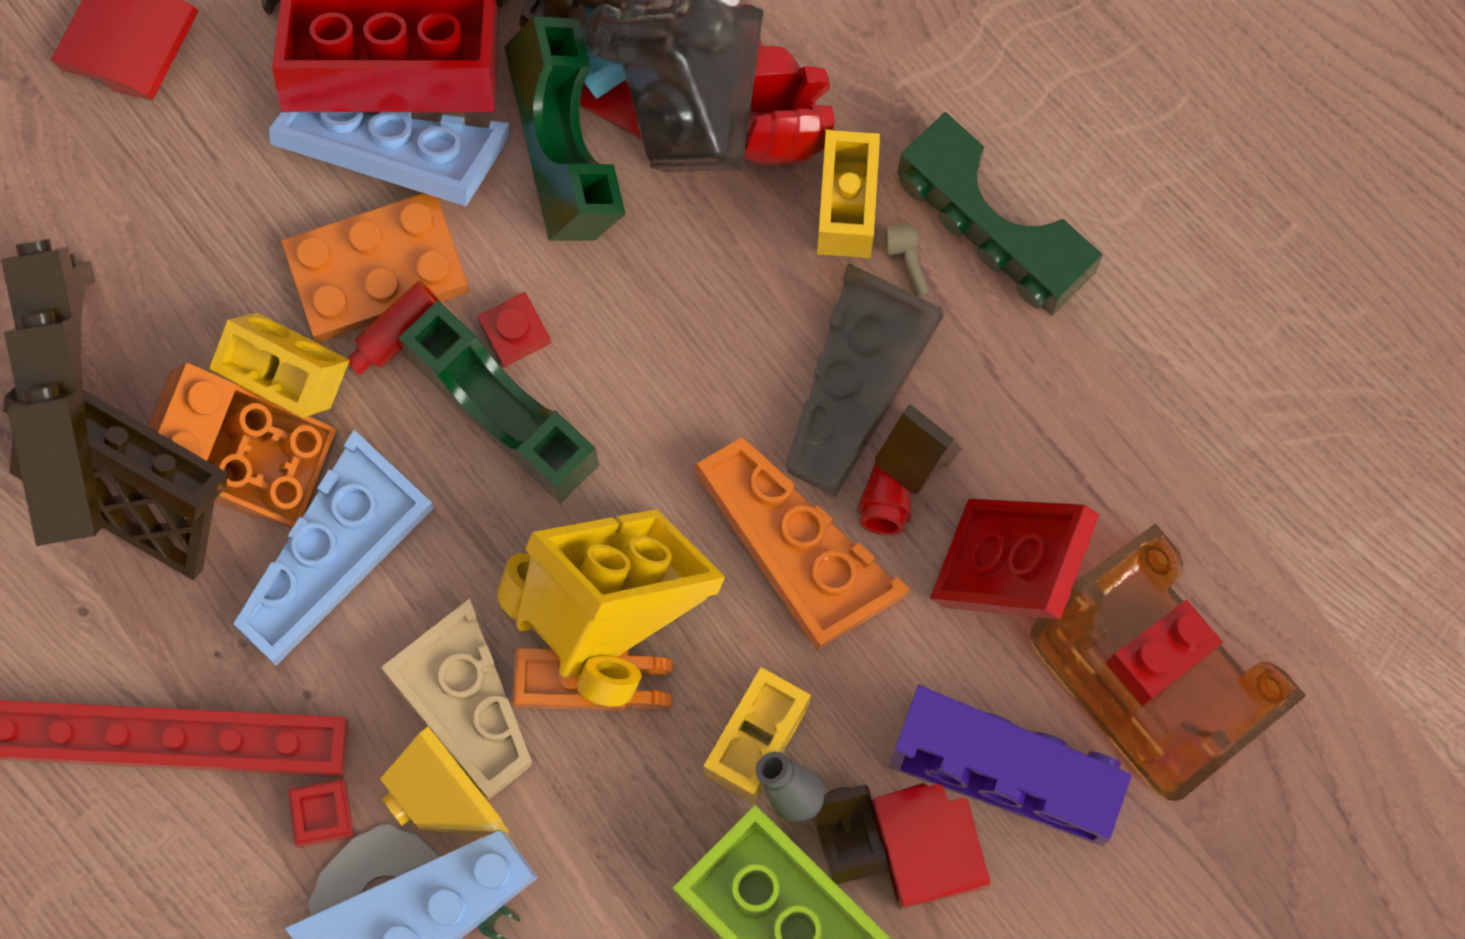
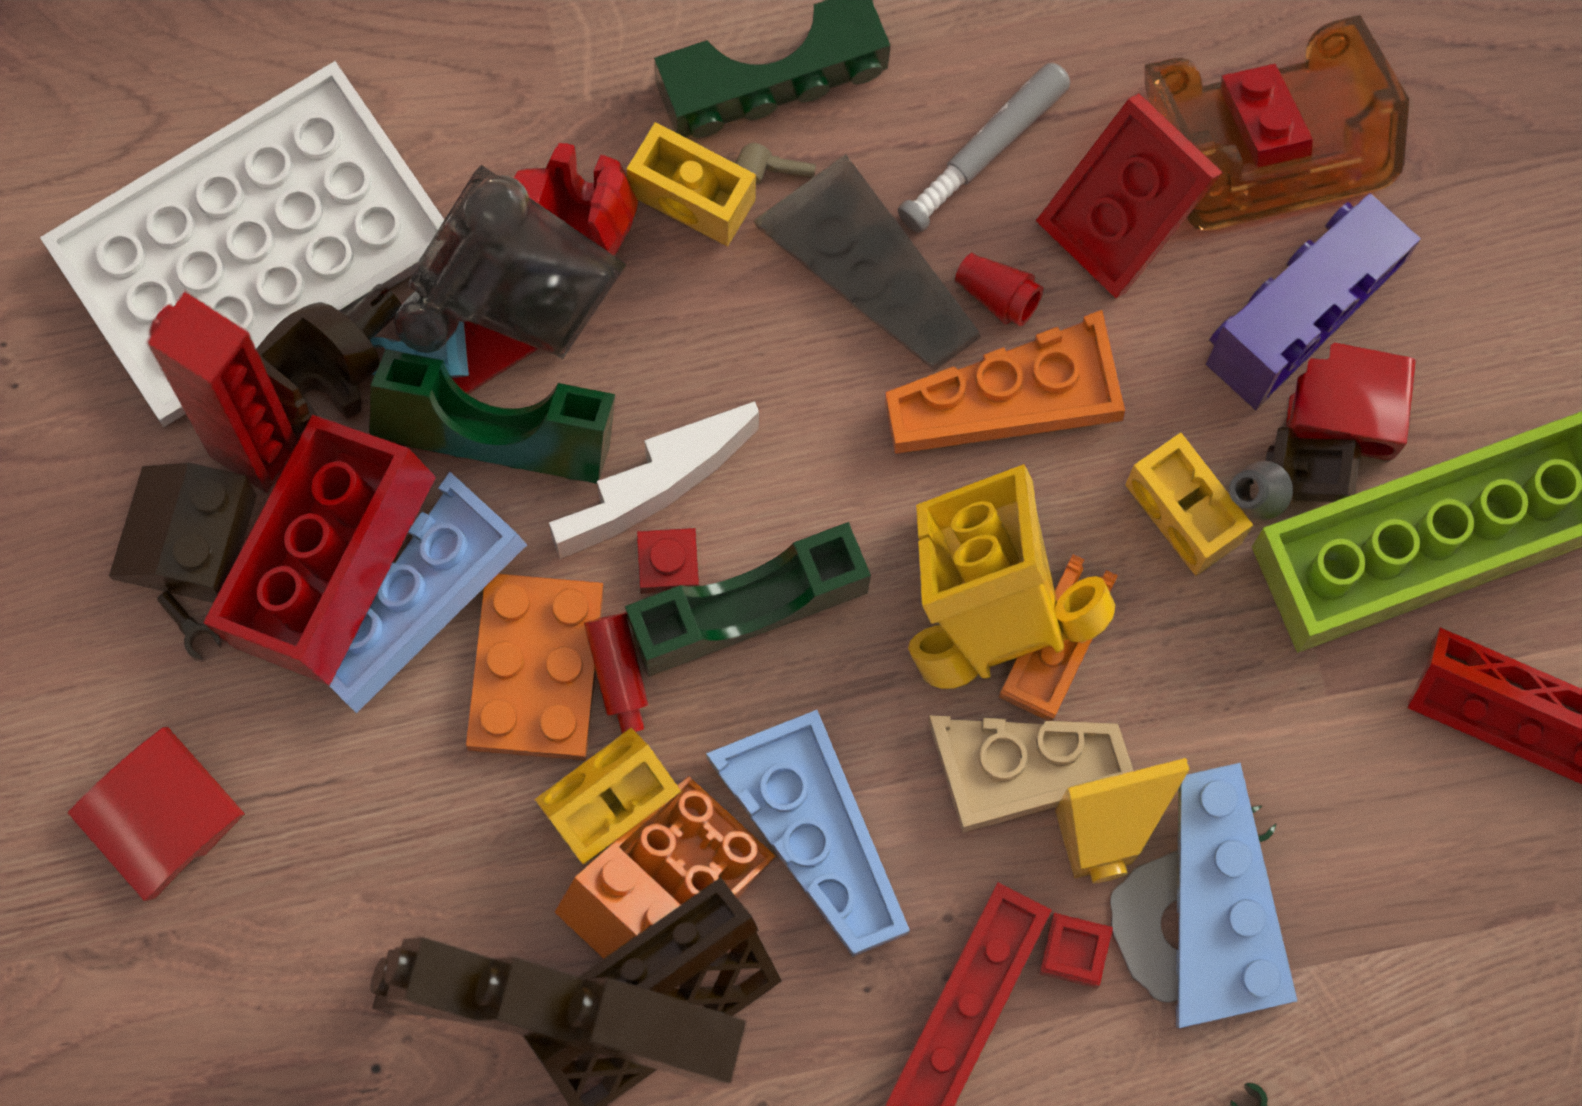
camera: 70 degrees left, 0 degrees up
(588, 293) = (674, 466): none -> white slope
(915, 450) = (981, 235): dark brown slope -> none
(1030, 430) = (999, 132): none -> light grey piece

